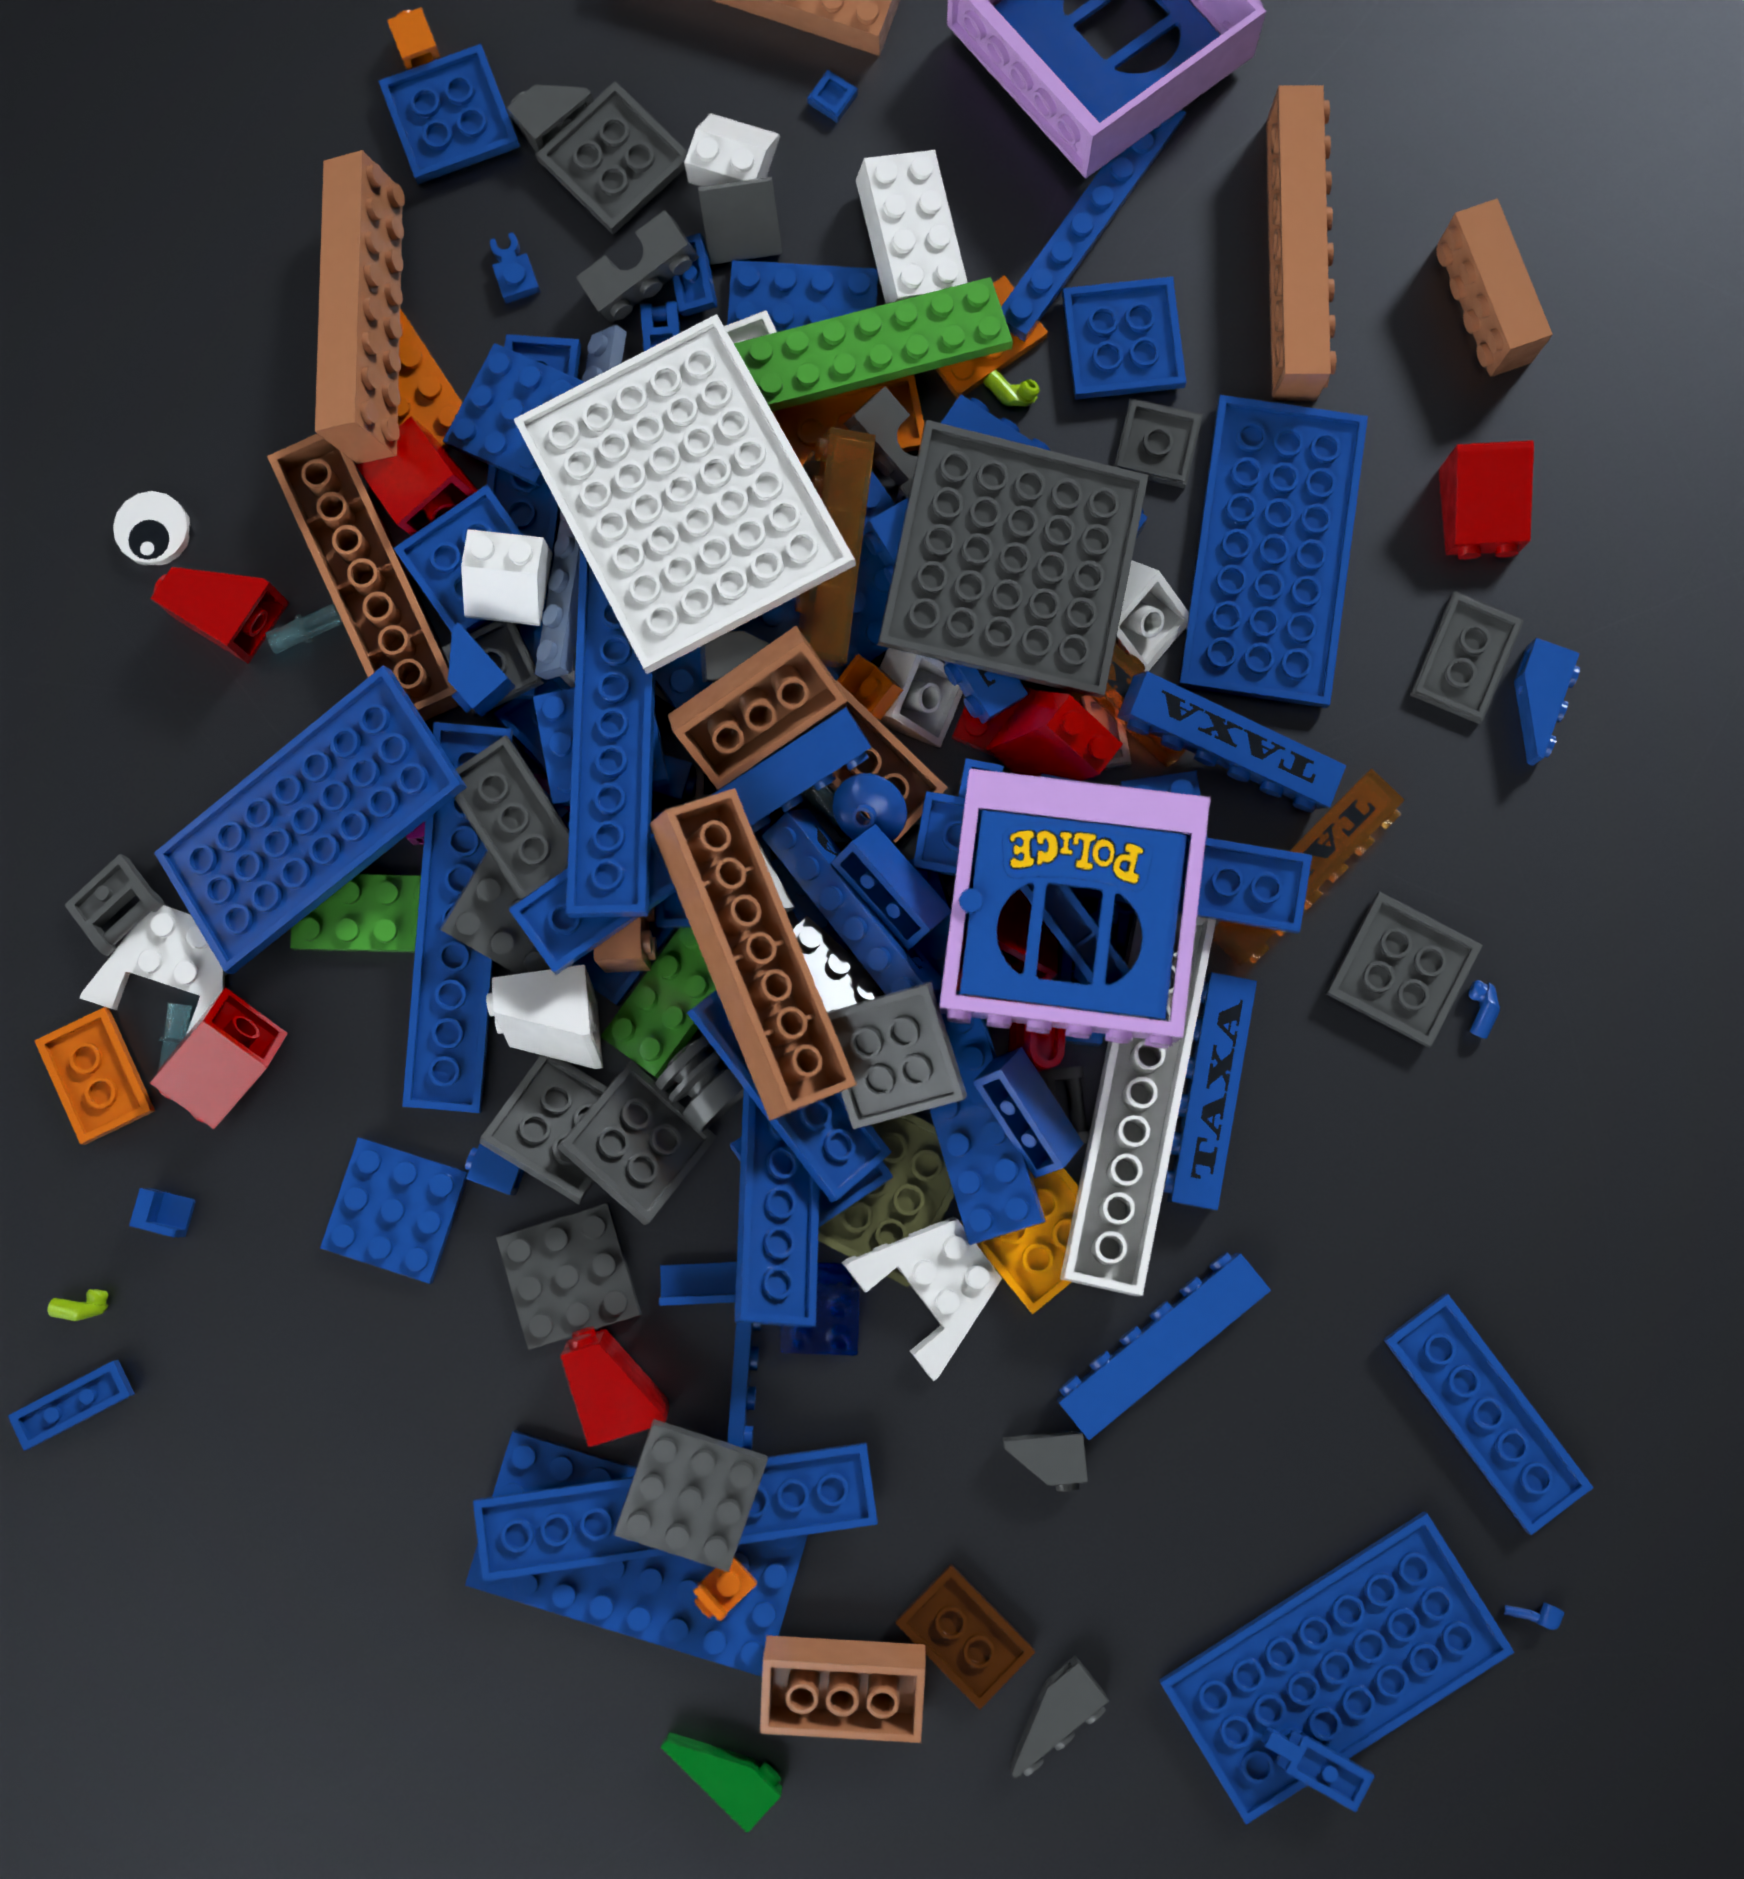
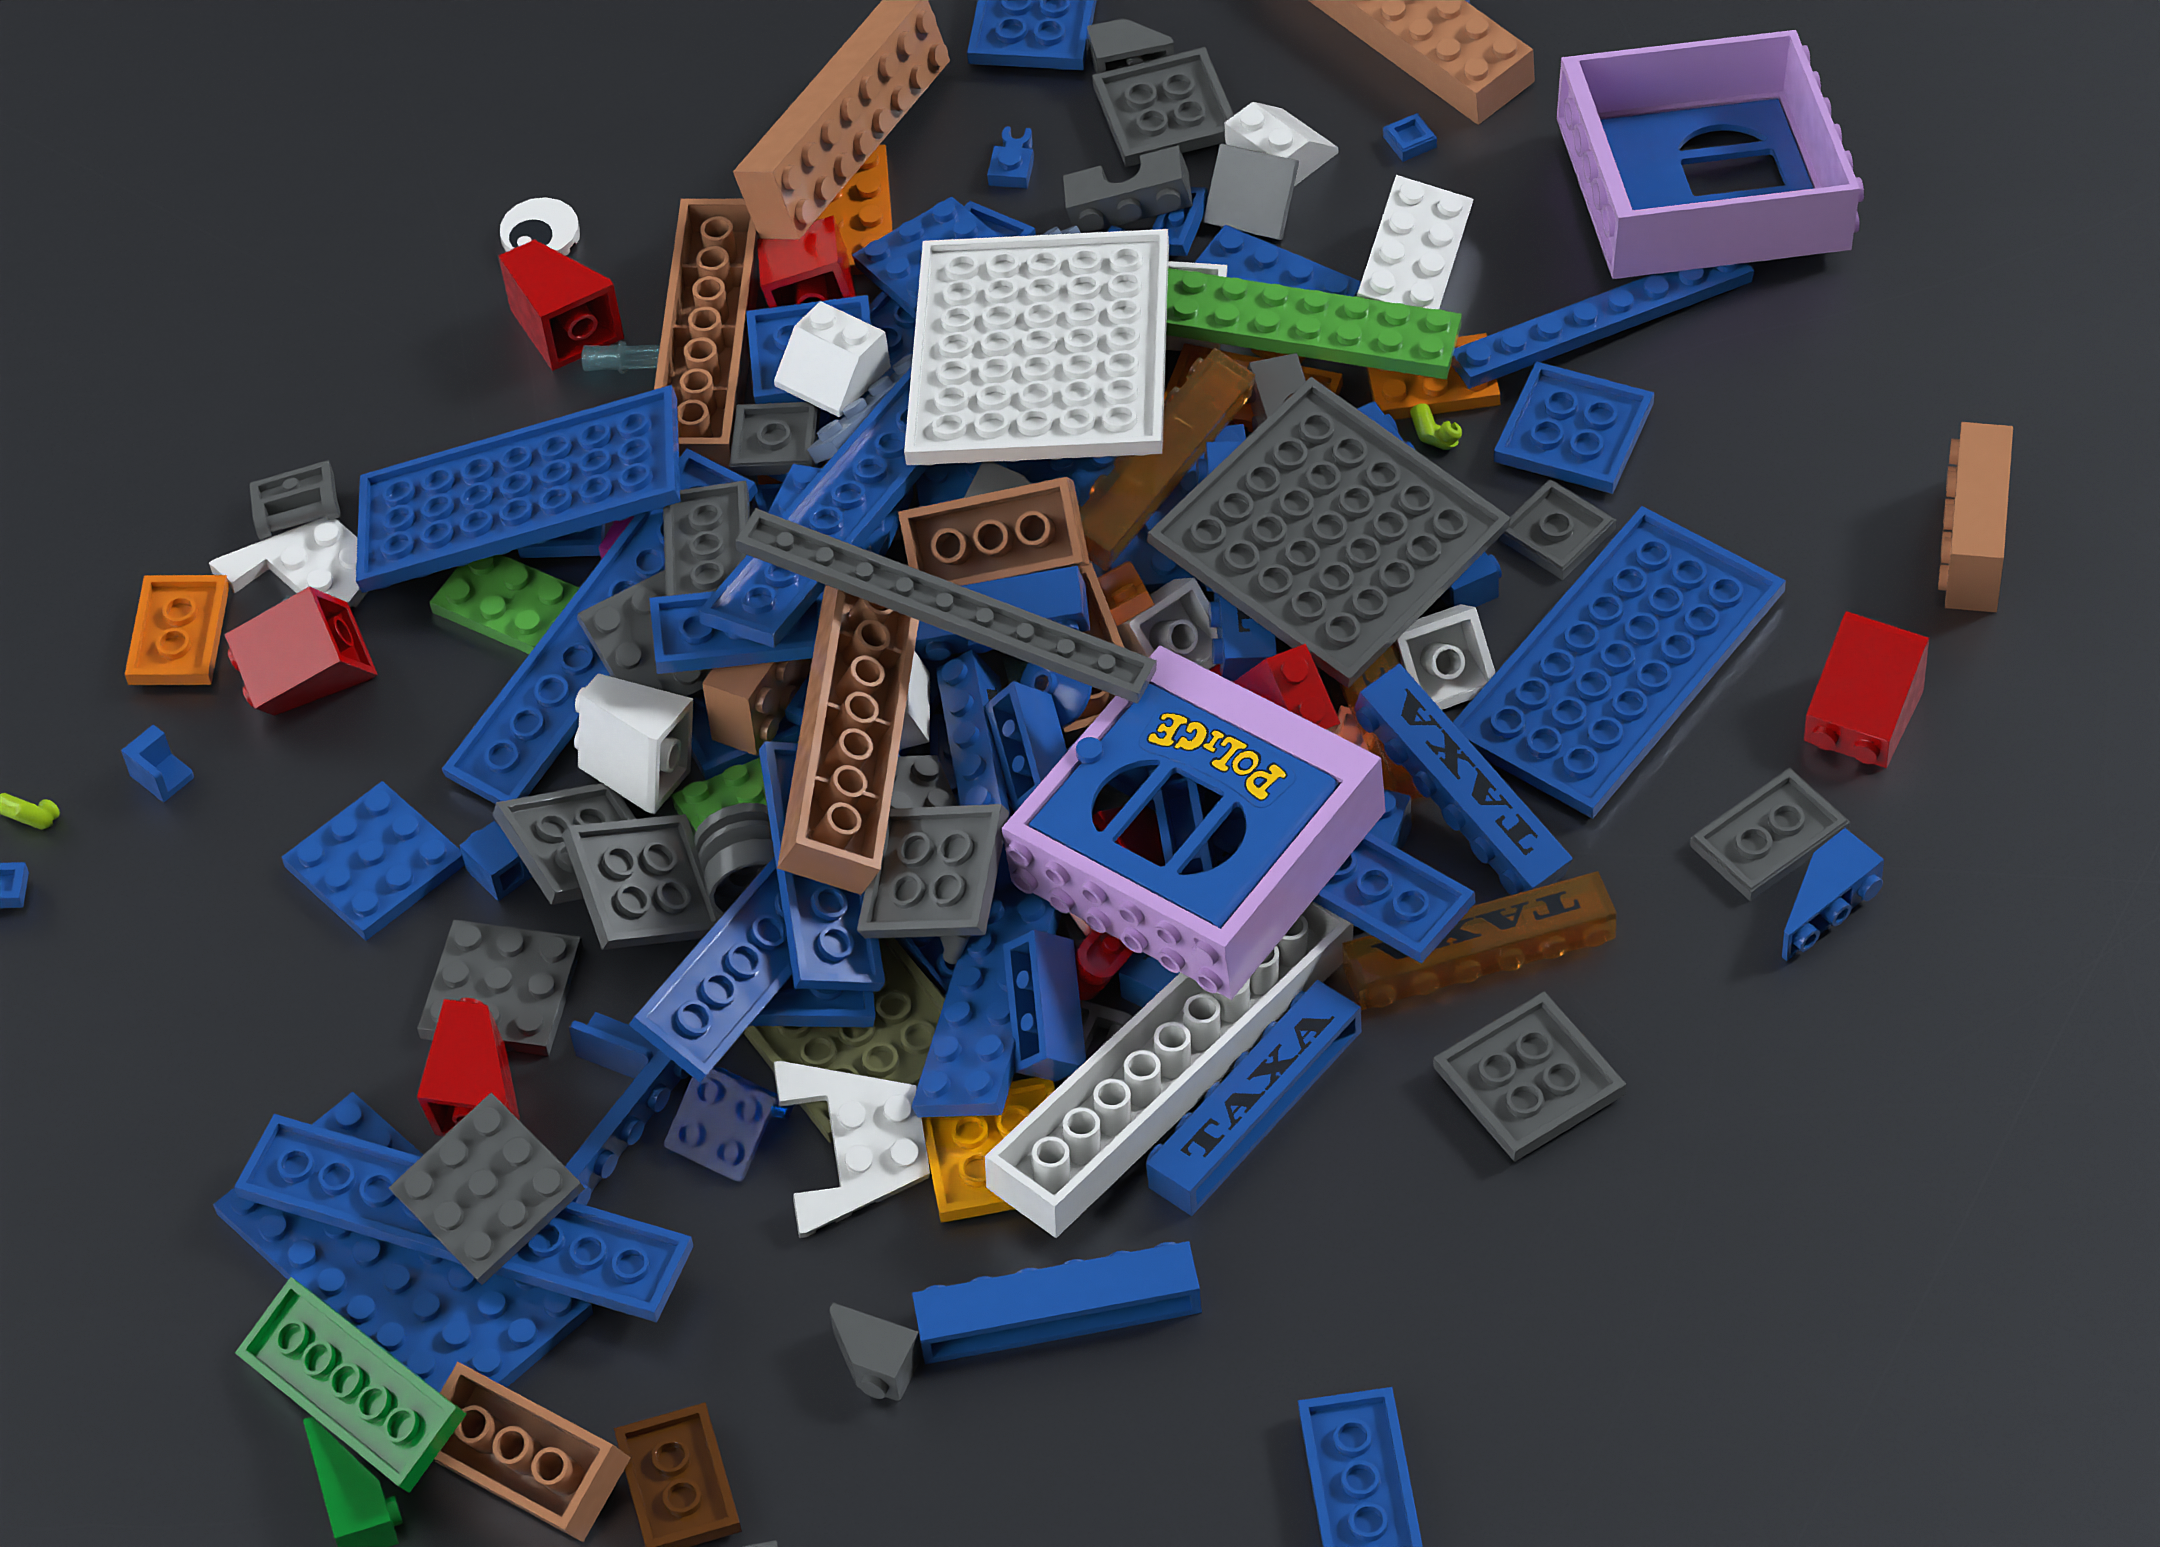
camera: 30 degrees right, 30 degrees down
(474, 674) = (750, 428): blue slope -> none
(682, 1705) = (350, 1384): none -> green plate
(723, 1589) = (463, 1309): orange bracket -> none
(782, 828) = (947, 605): none -> dark grey plate
(1299, 243) = (1795, 408): nougat brick -> none
(1488, 1007) = (1603, 1141): blue arm -> none

